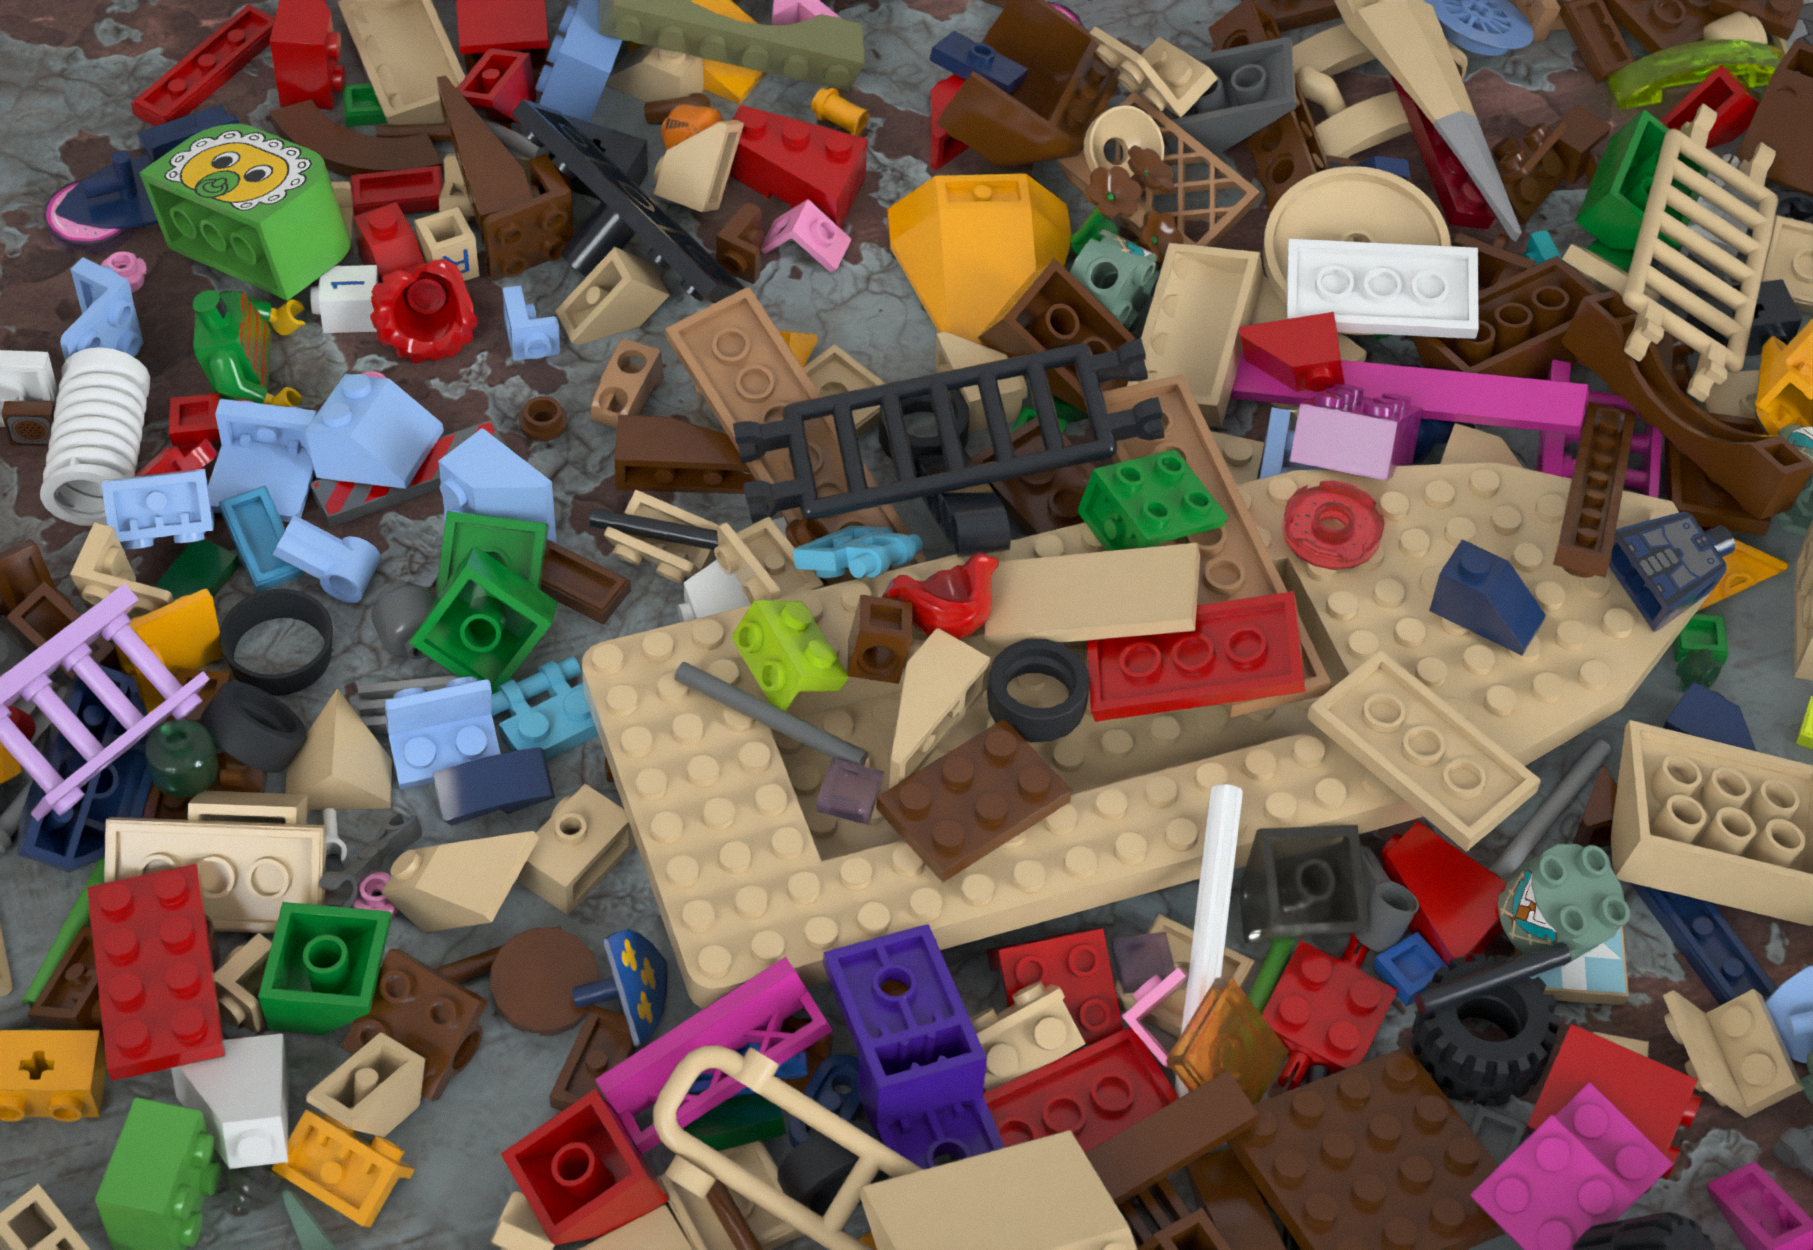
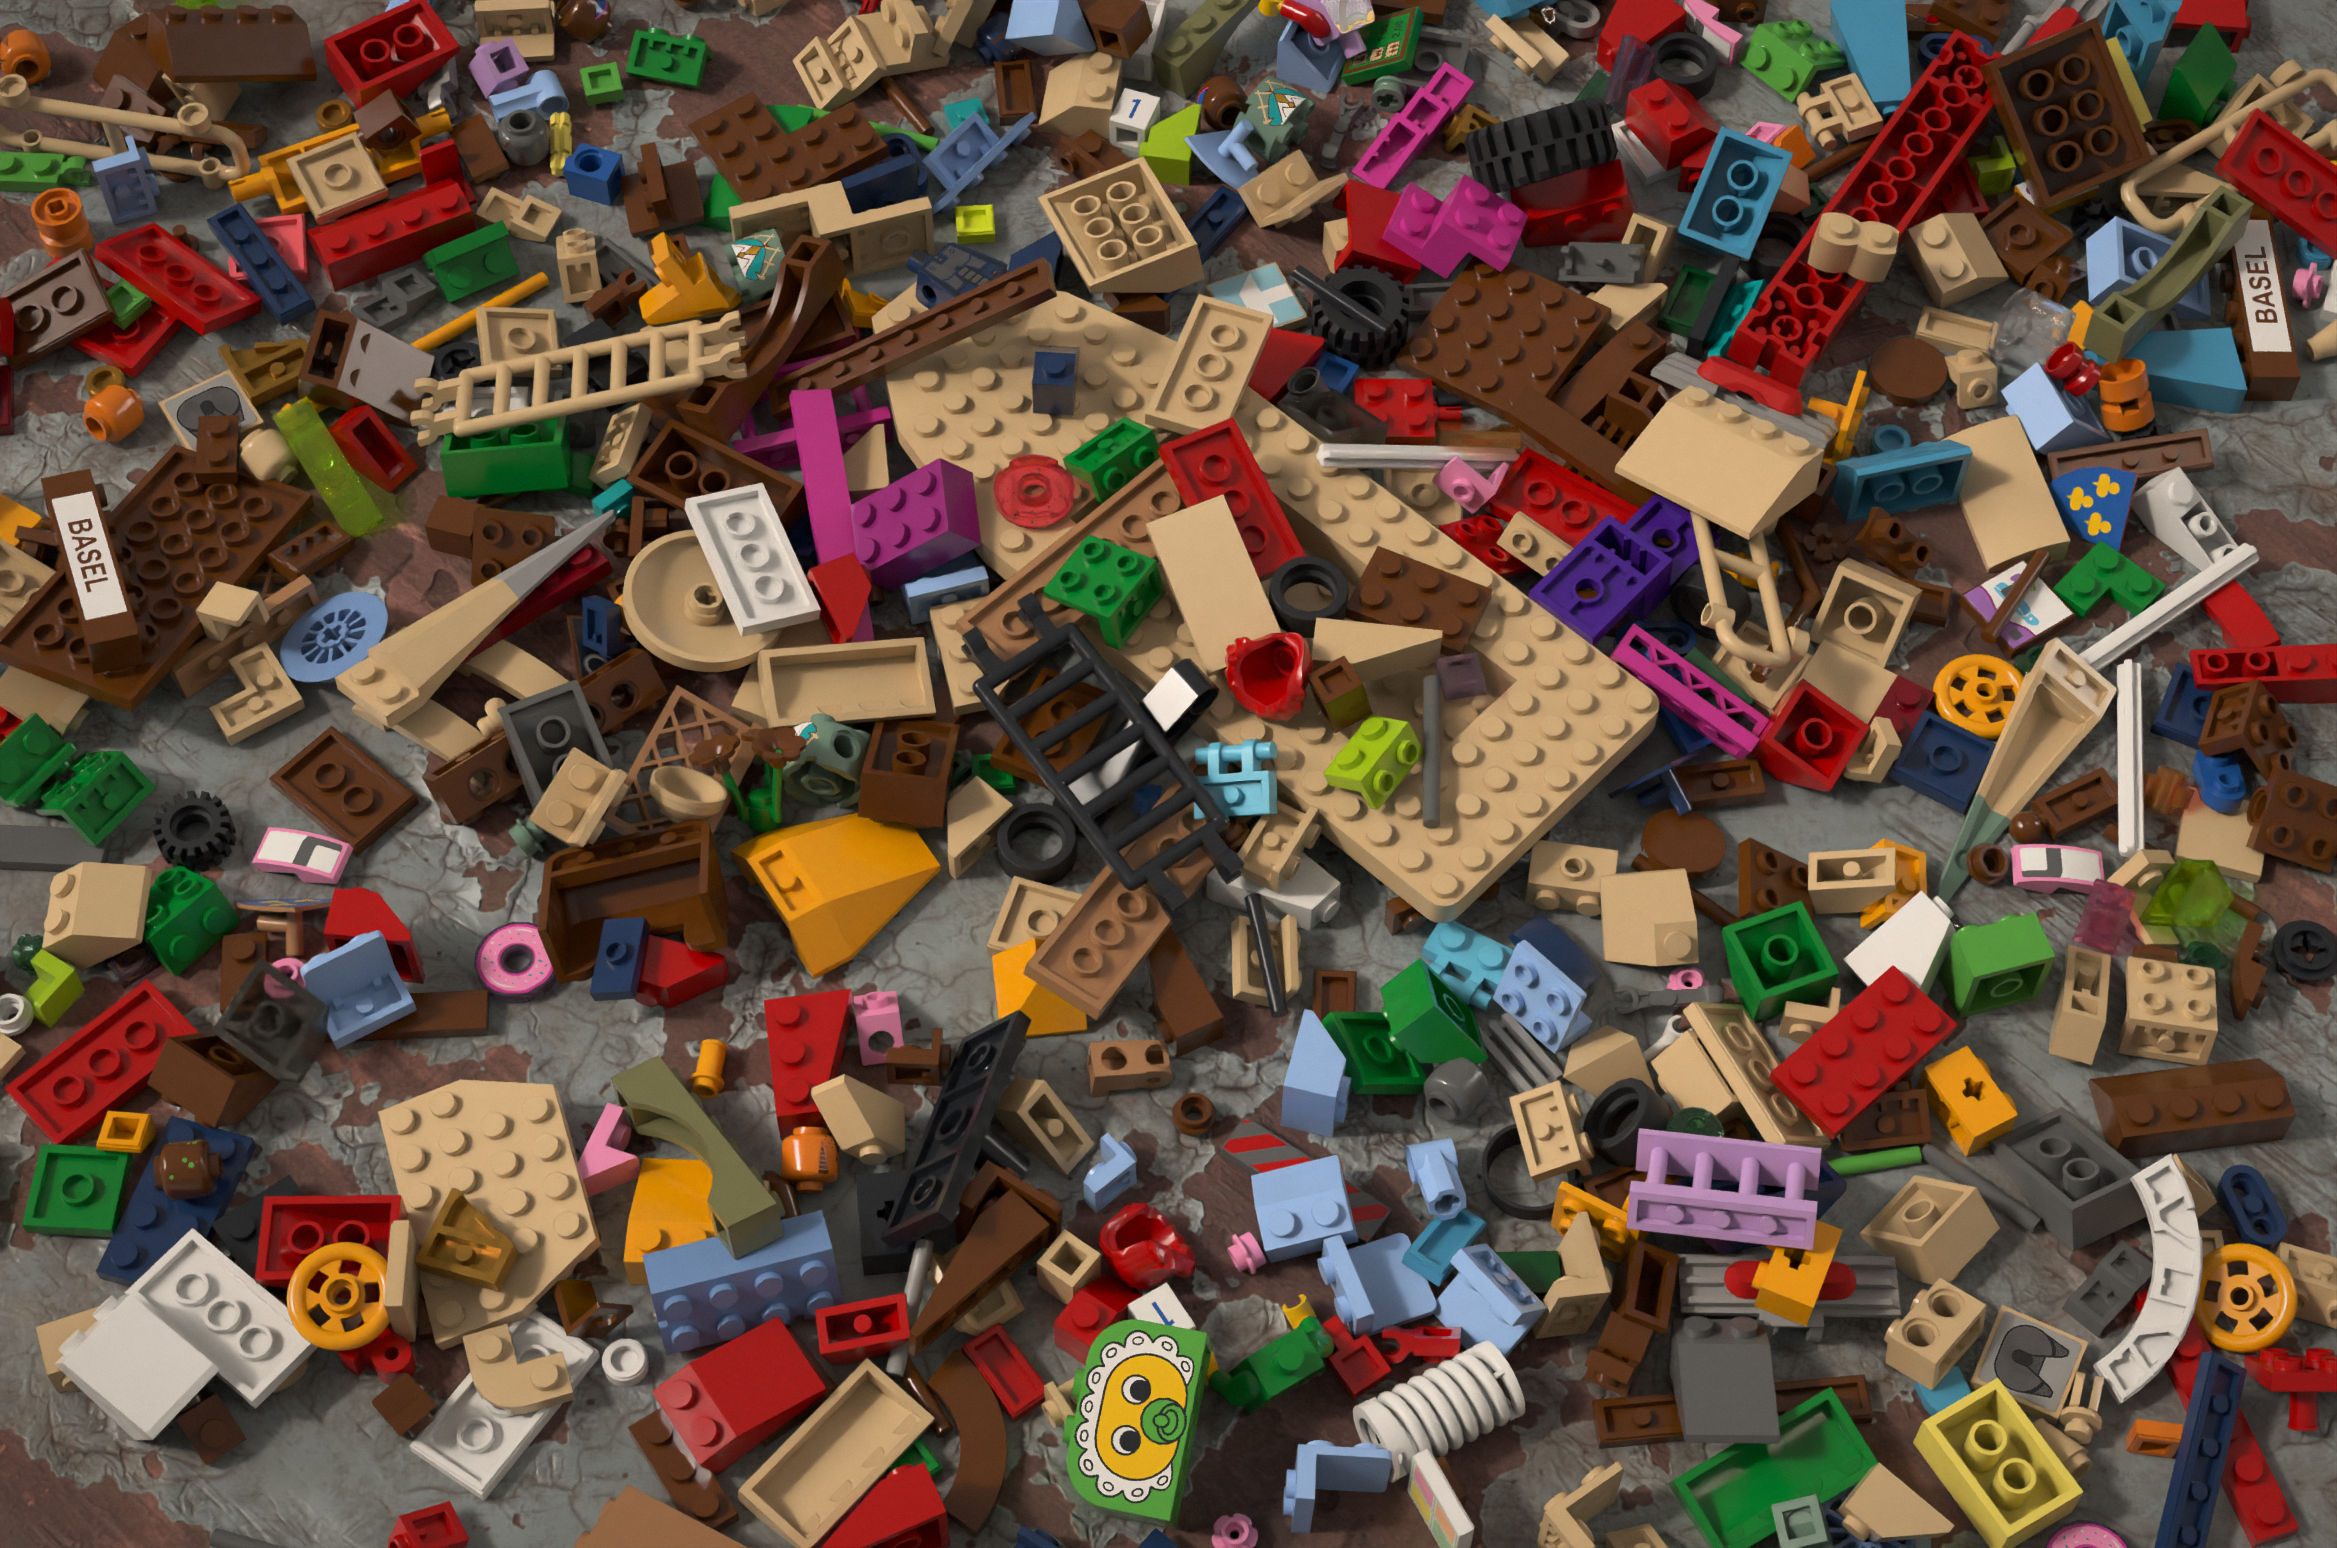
camera: 115 degrees left, 5 degrees up
(285, 653) = (1551, 1131): none -> tan bracket
(921, 524) = (1146, 798): none -> blue plate
(1141, 958) = (1435, 507): tile -> none
(1336, 601) = (1114, 457): none -> green bracket
(1564, 898) = (1256, 282): sand green brick -> none

